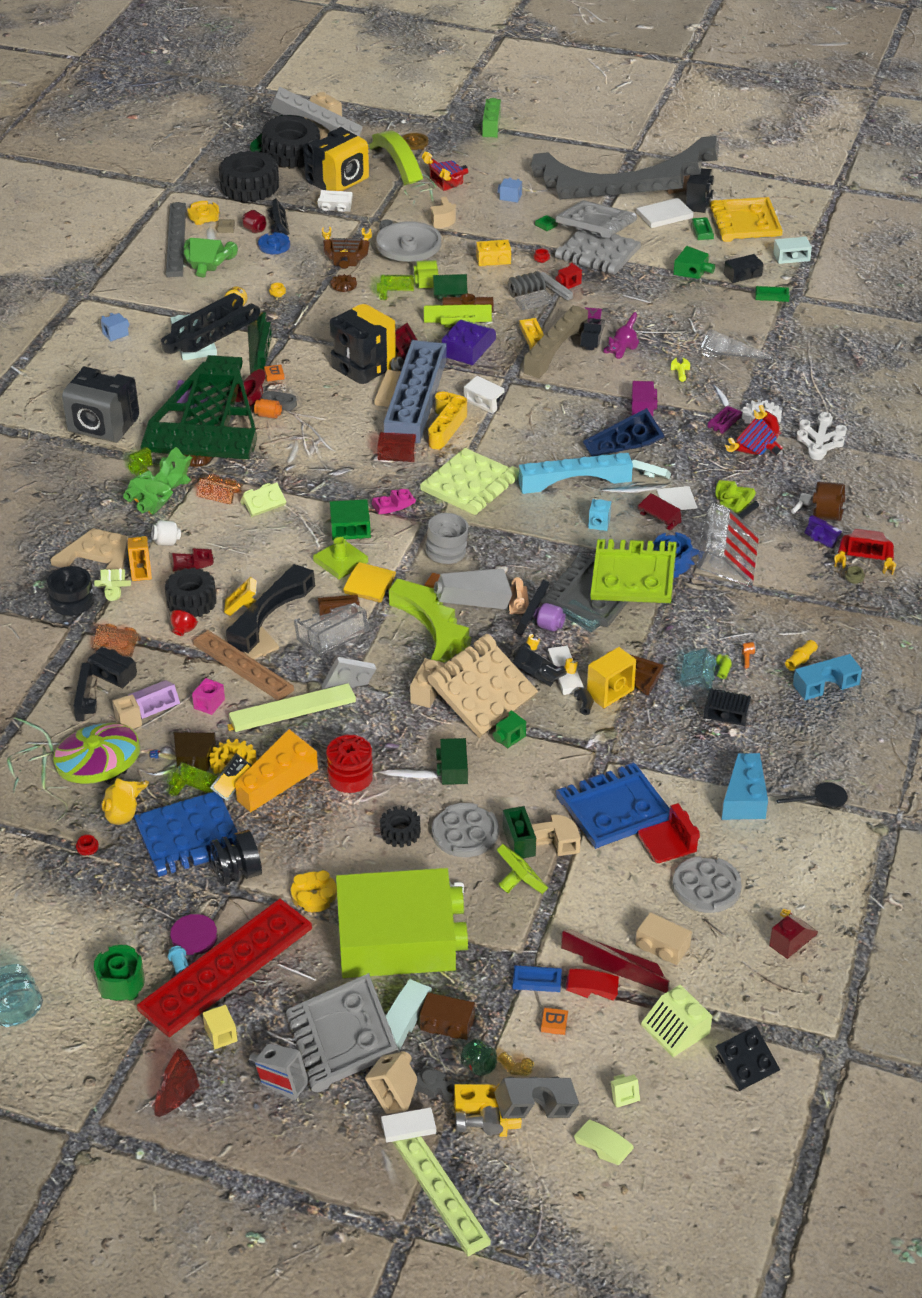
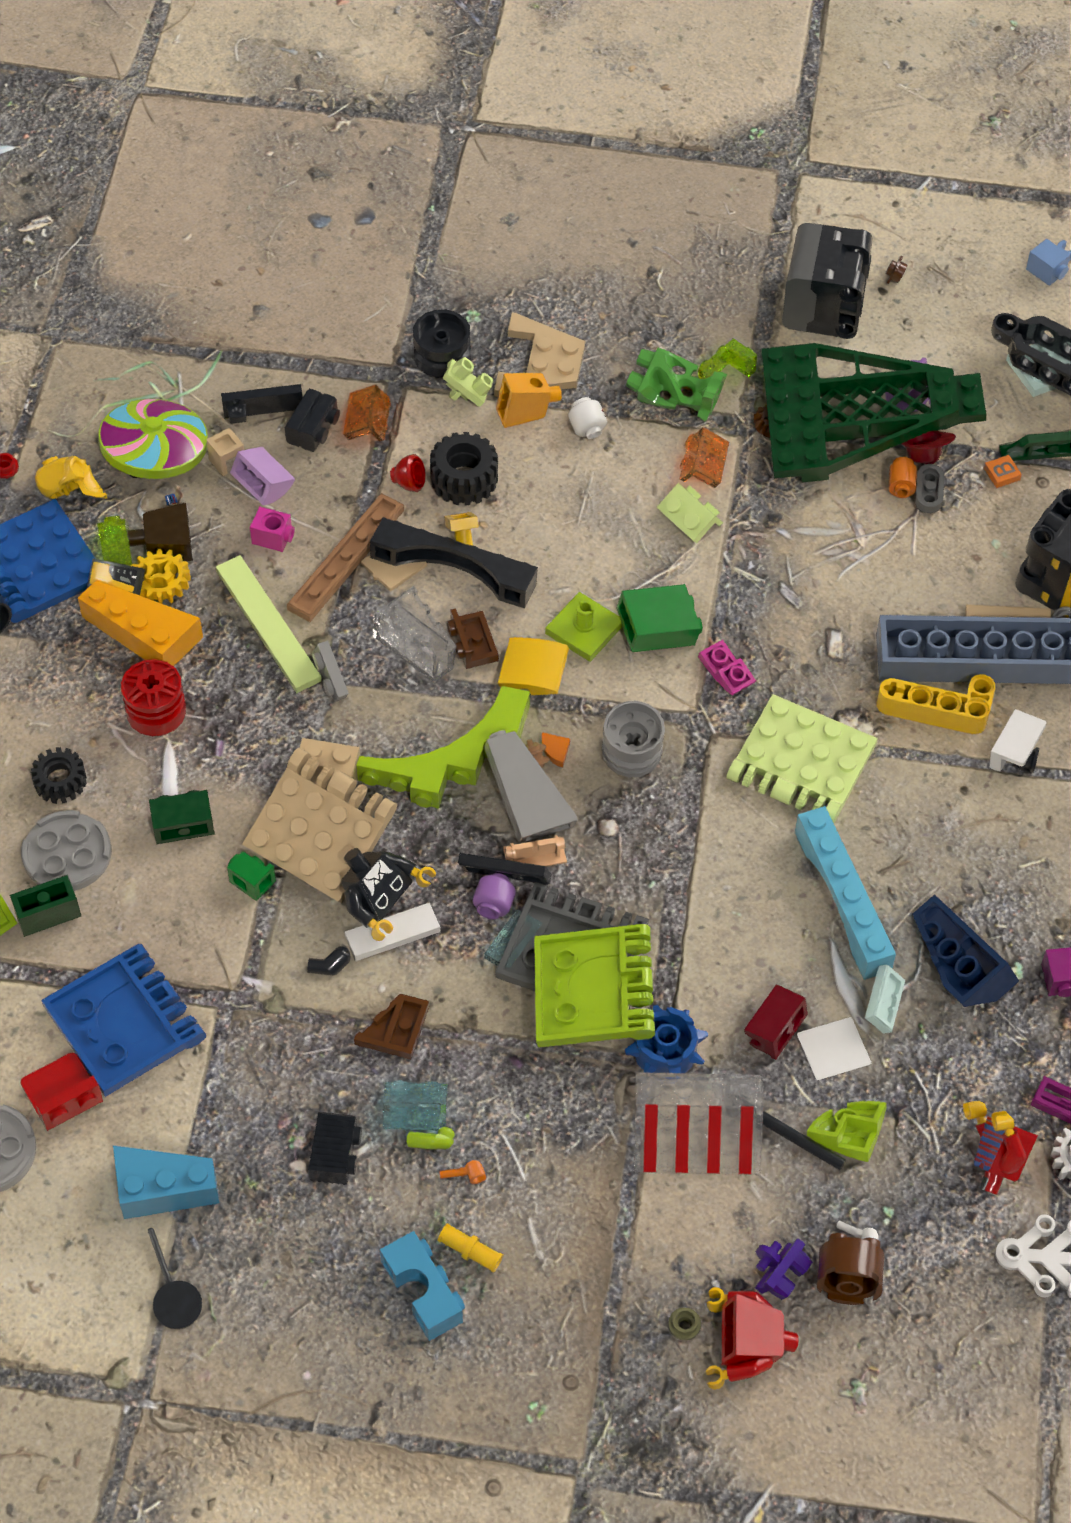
camera: 80 degrees right, 15 degrees up
(197, 559) = (544, 459): dark red slope -> none
(397, 447) = (851, 650): clear red piece -> none
(561, 832) = (56, 961): tan brick -> none
(599, 514) = (745, 936): medium azure brick -> none
(611, 677) = (358, 980): yellow brick -> none

